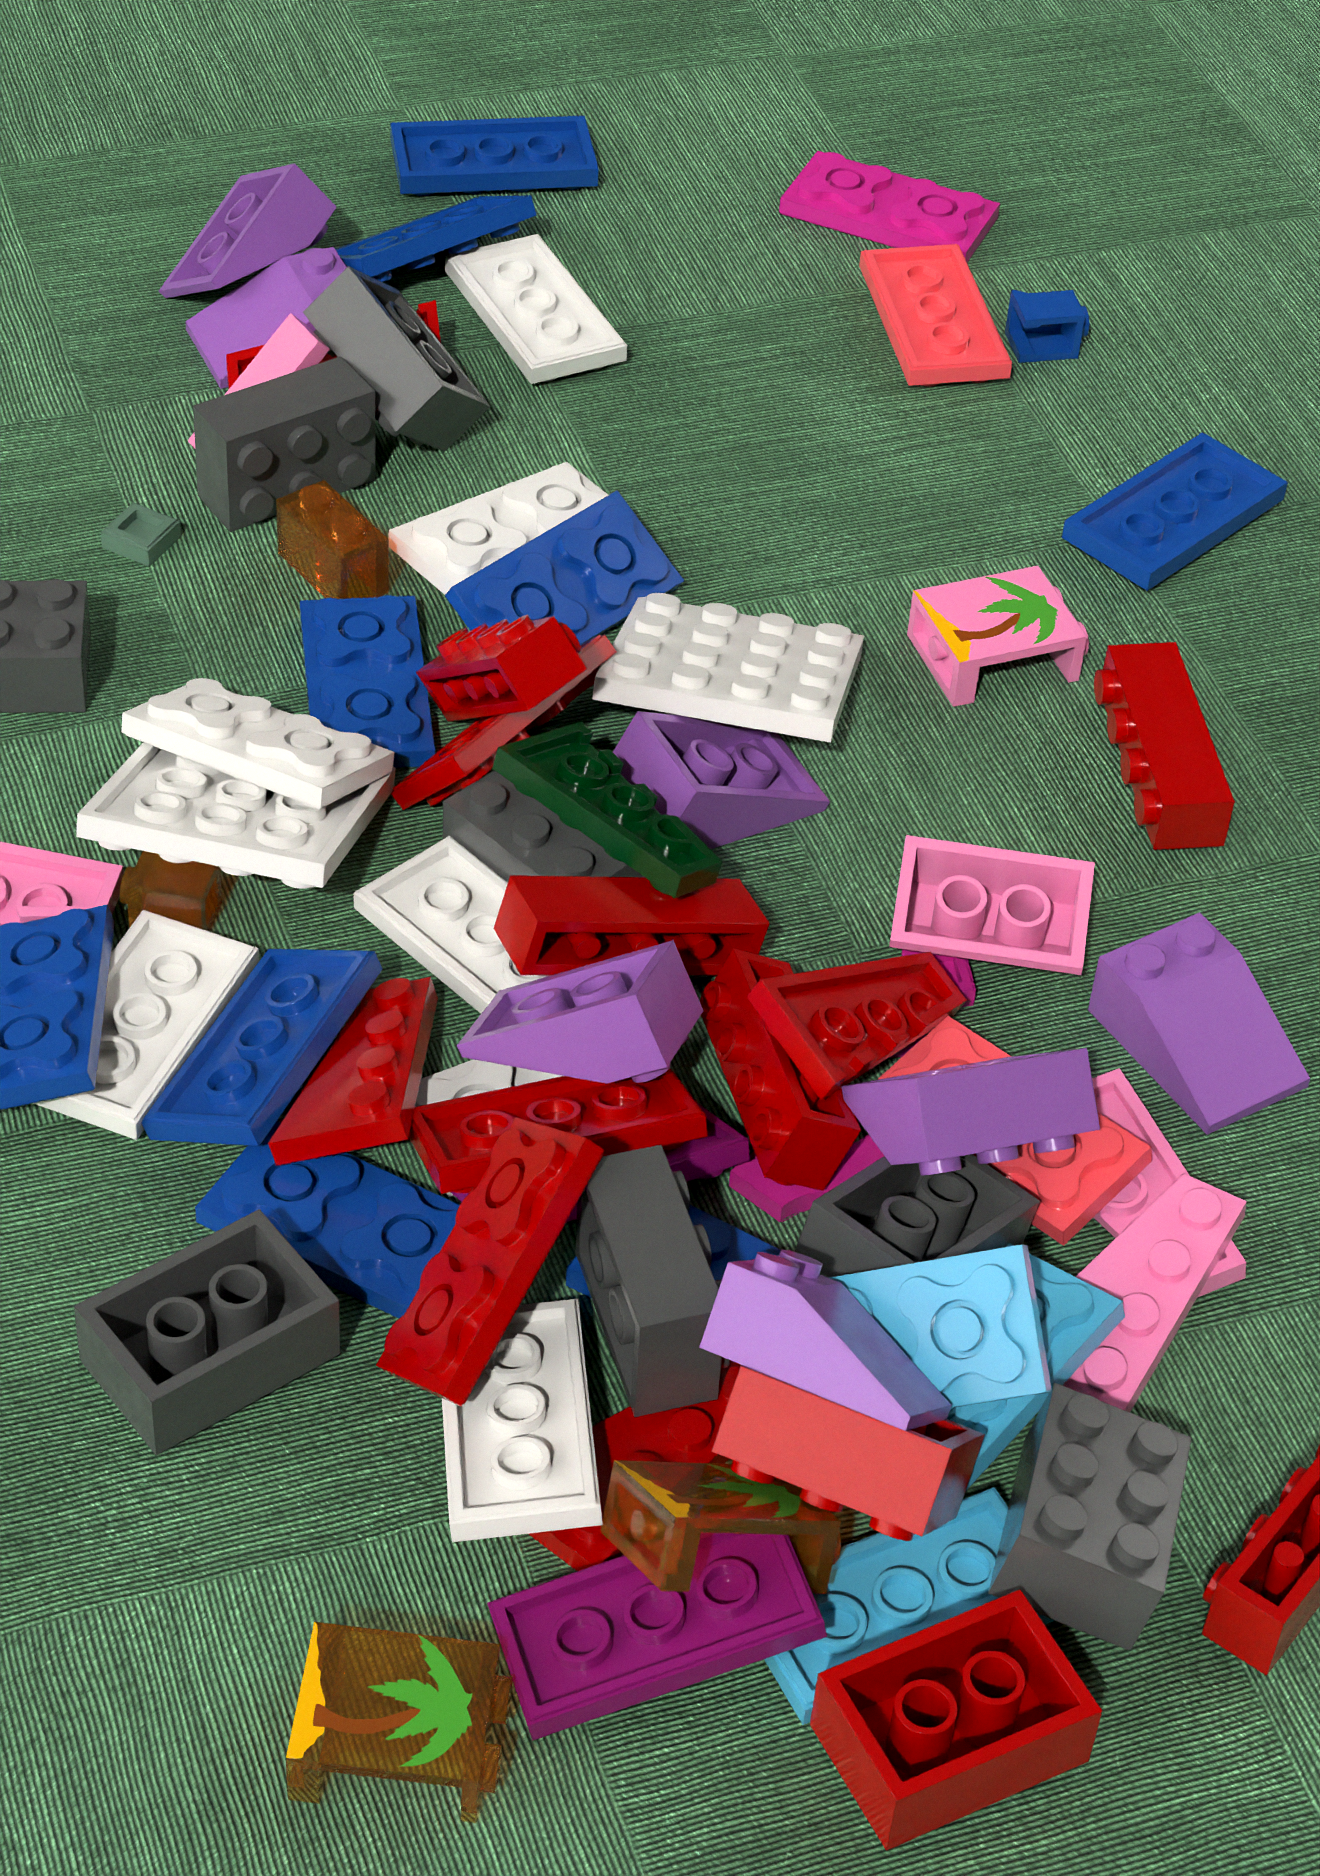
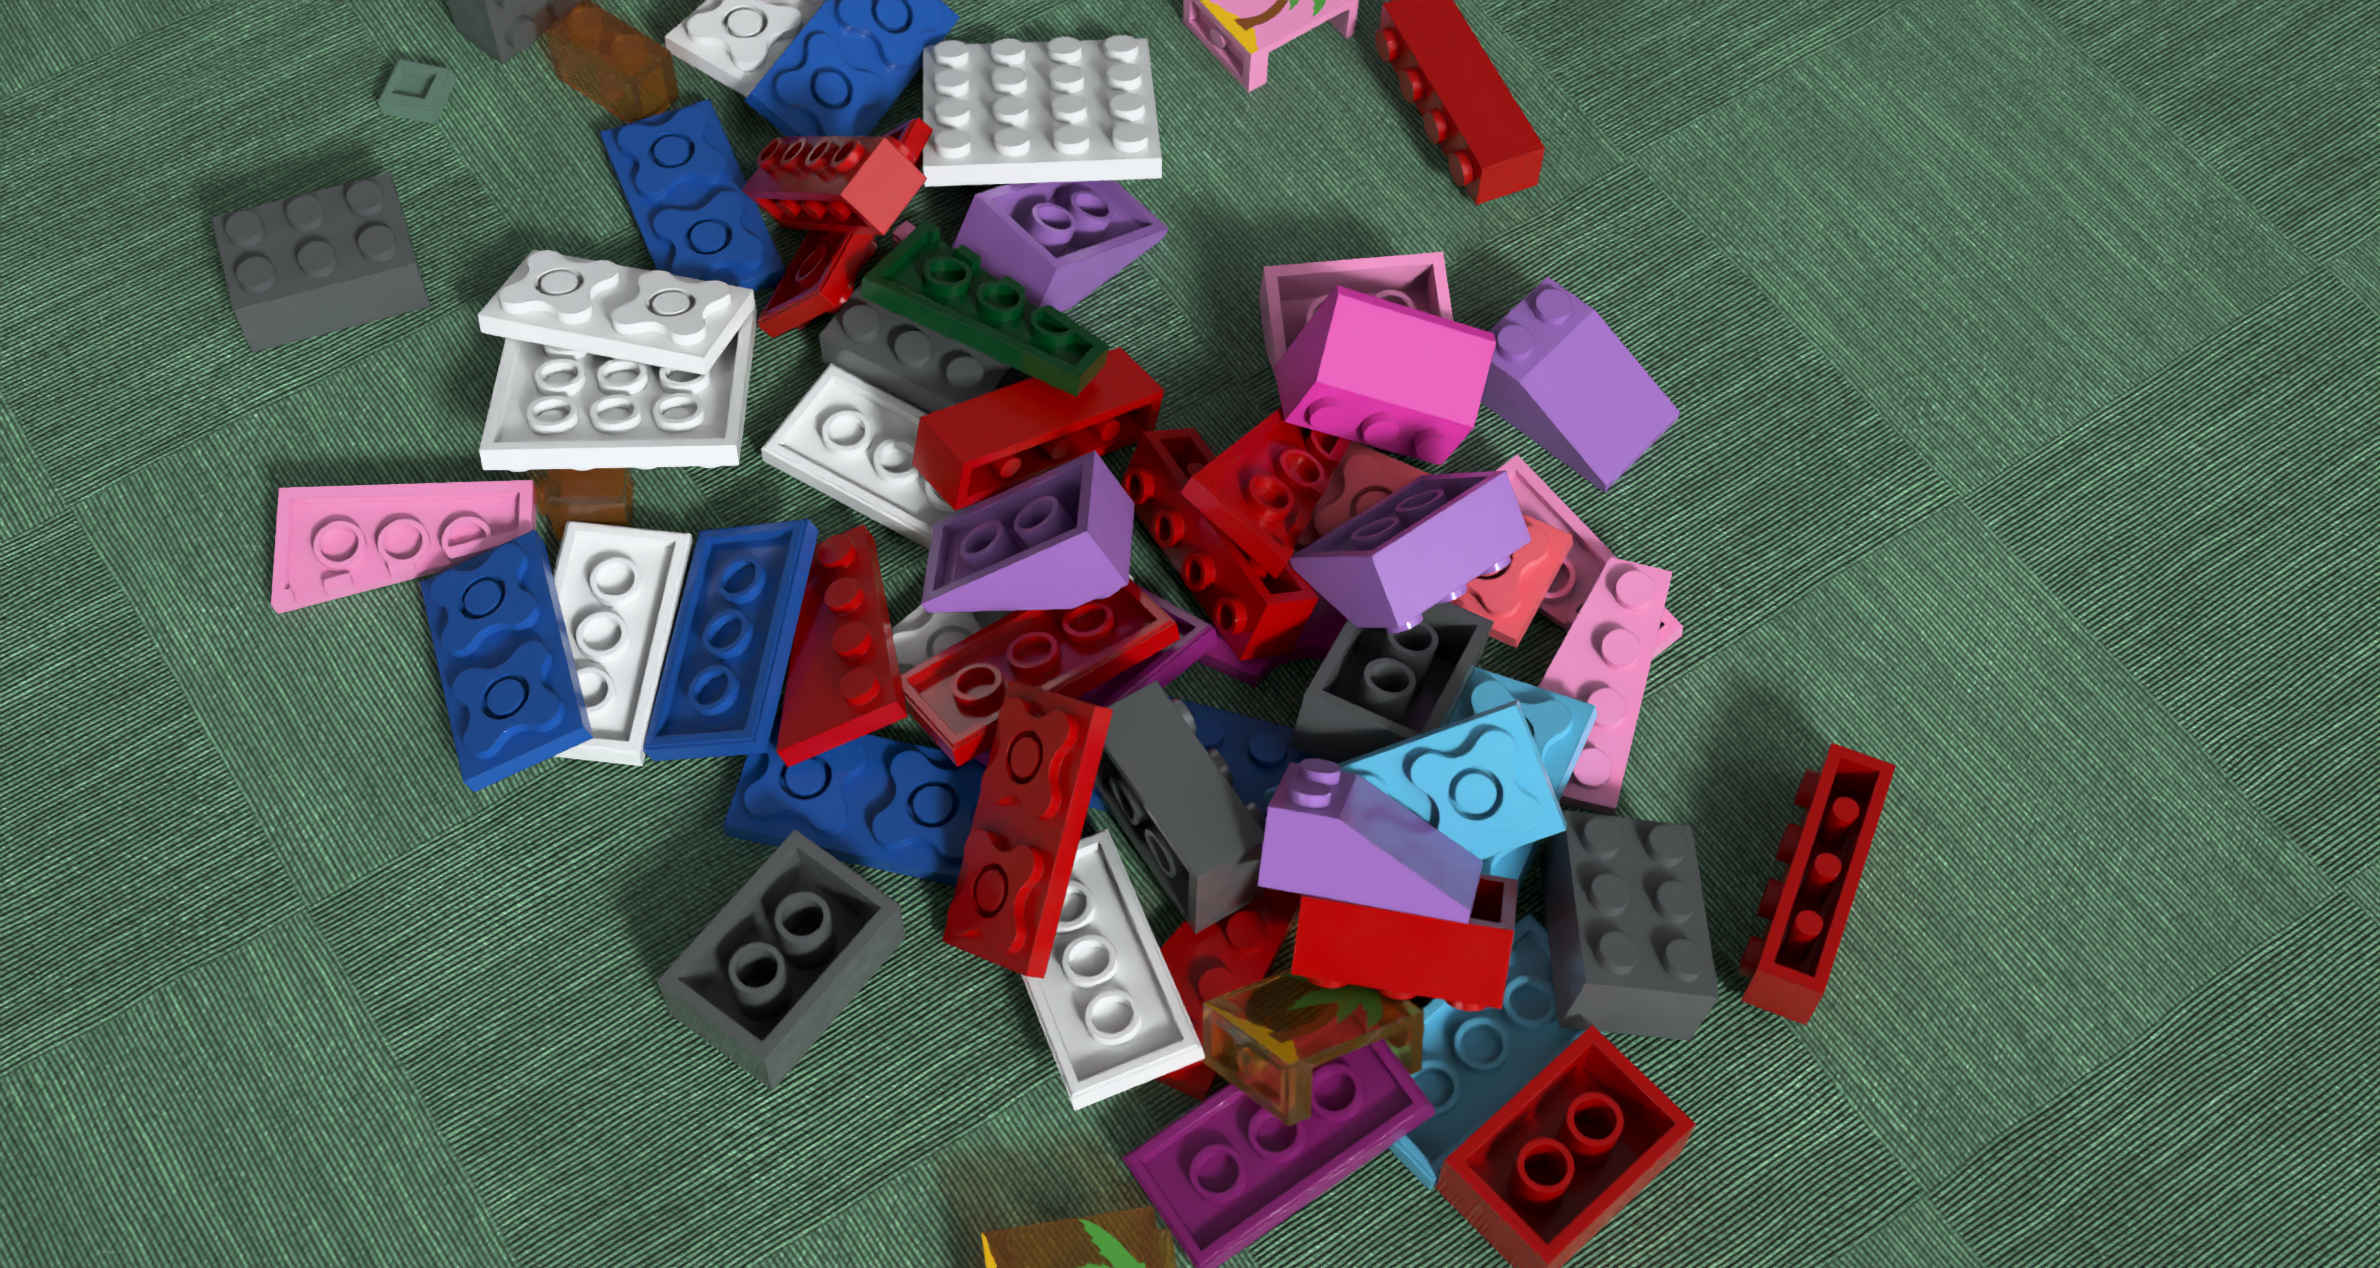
camera: 15 degrees left, 15 degrees up
(999, 953) = (1385, 376): none -> slope

